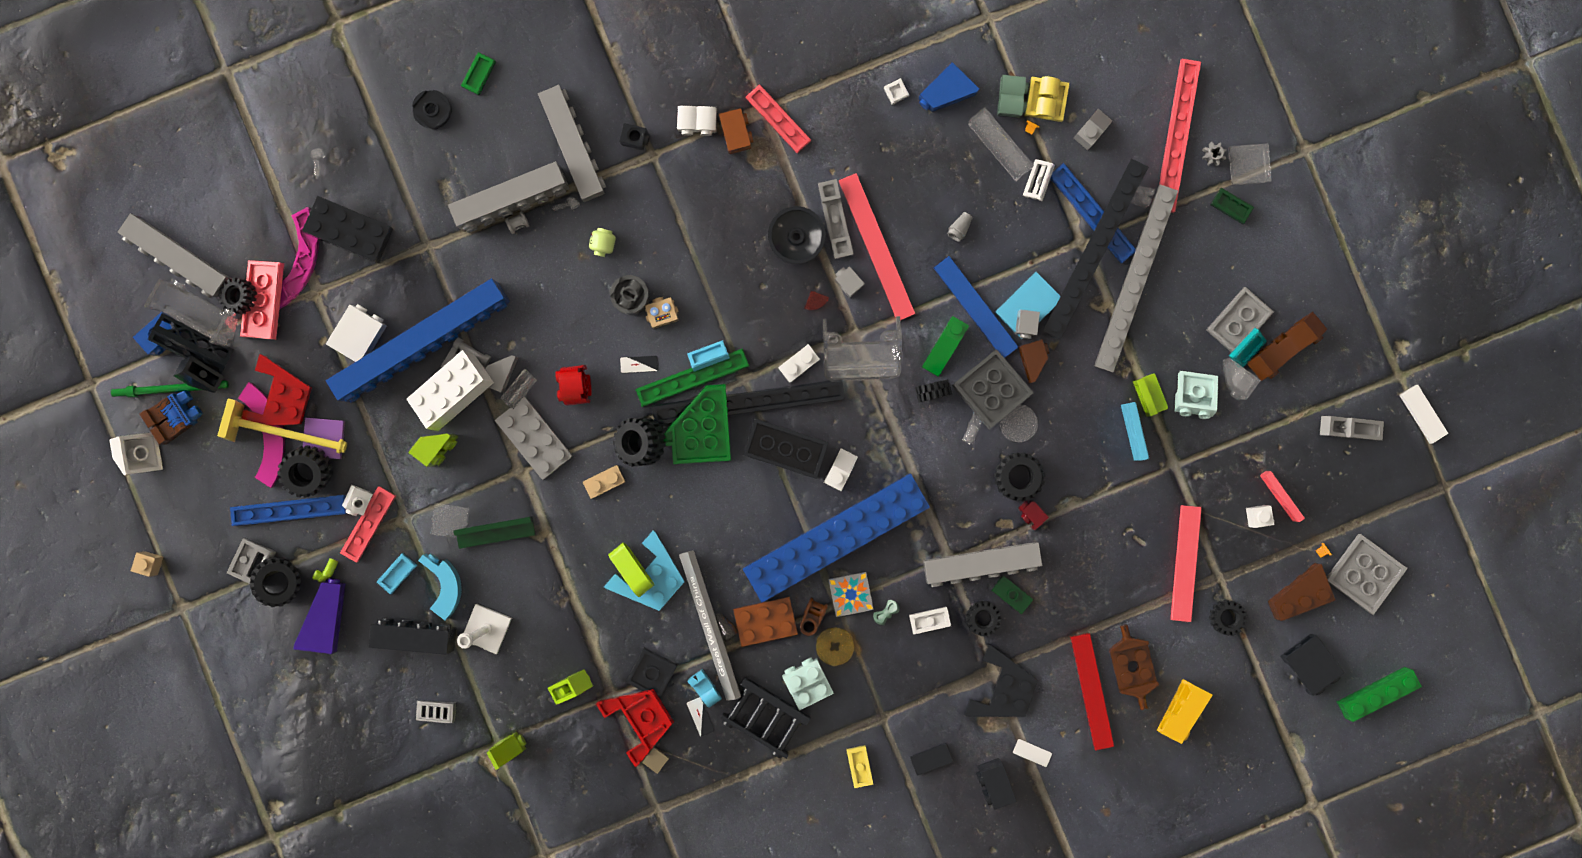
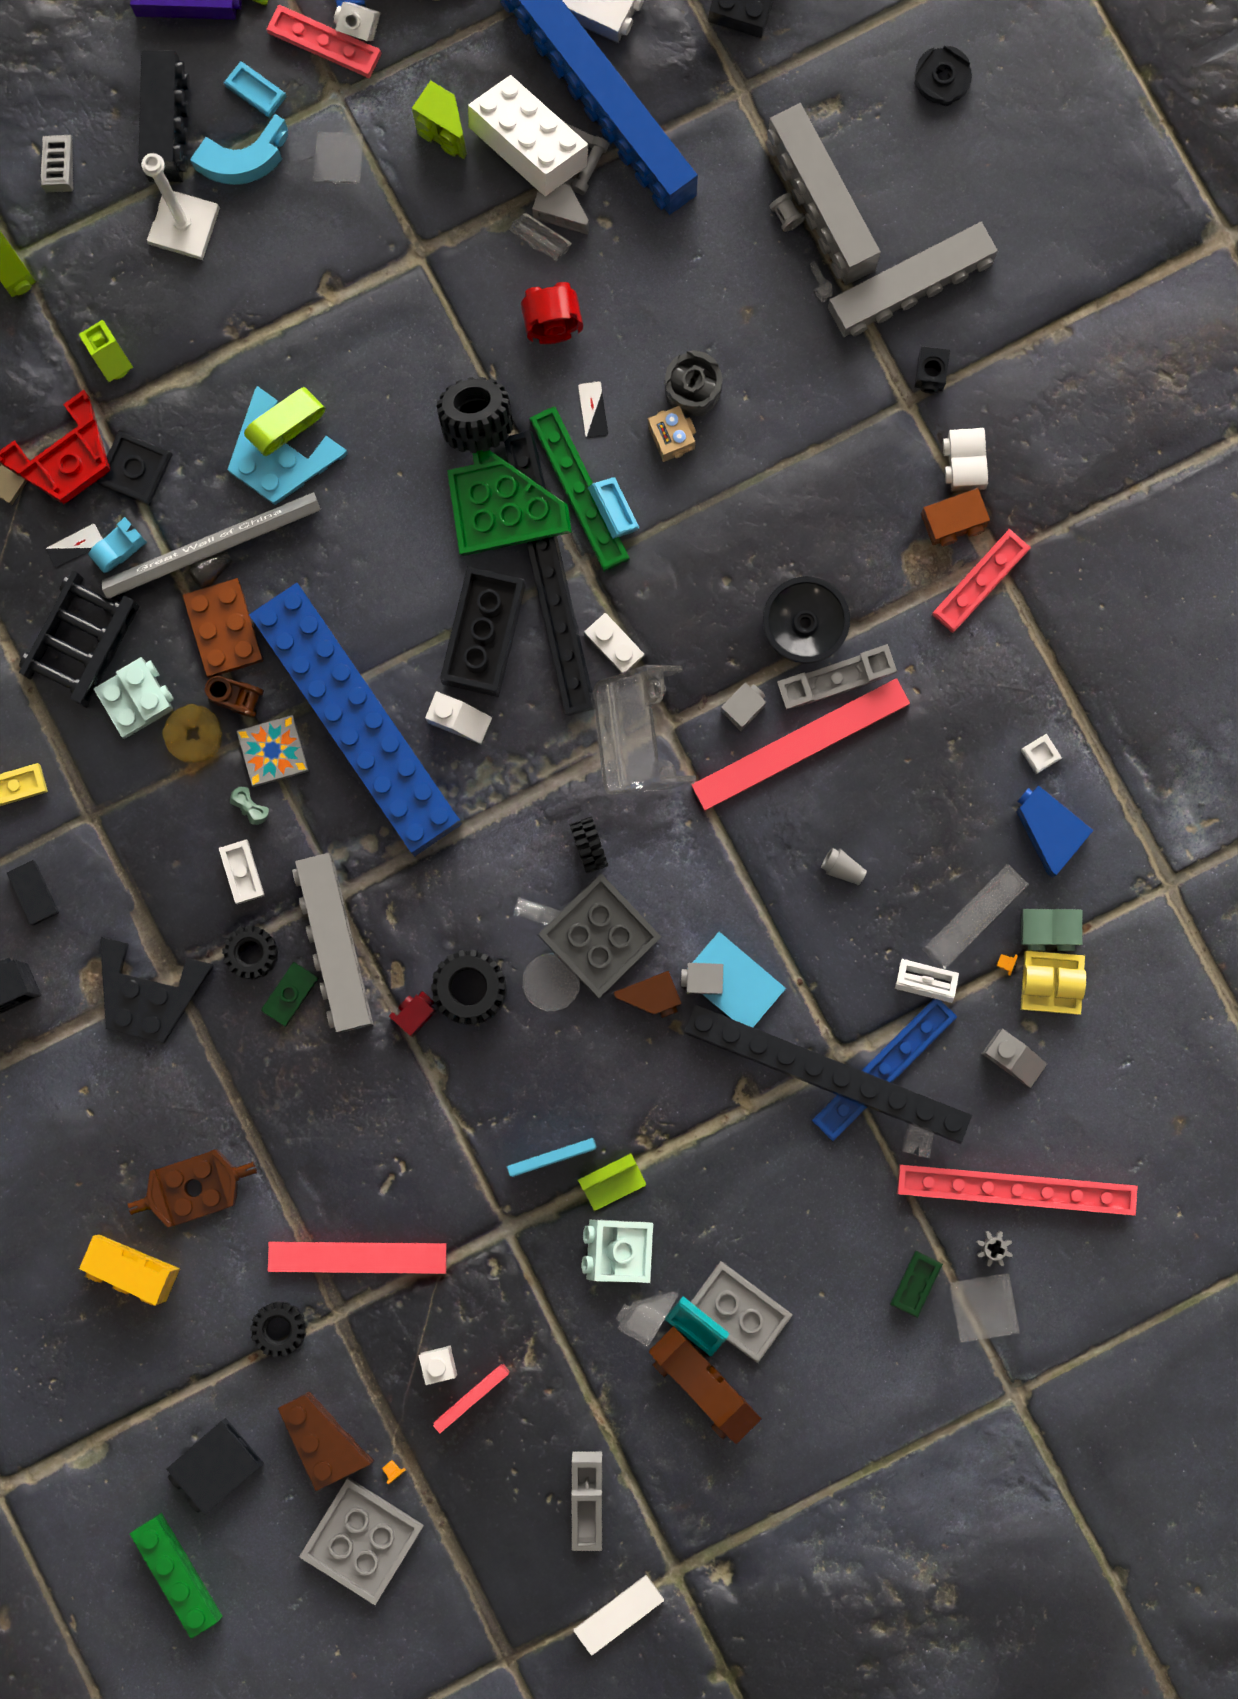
camera: 90 degrees right, 5 degrees down
(478, 73) = (1003, 137): green tile -> none
(495, 532) = (326, 222): dark green fence -> none
(534, 438) = (469, 266): light grey plate -> none
(602, 242) = (769, 336): yellowish green head -> none
(604, 481) = (413, 373): tan plate -> none
(815, 301) = (710, 660): clear red tile -> none
(945, 346) = (659, 859): green slope -> none
(975, 307) = (722, 902): blue tile -> none
(1032, 753) = (52, 1046): white sticker -> none
(1092, 691) = (151, 1128): red tile -> none
(1136, 278) = (789, 1142): light grey plate -> none

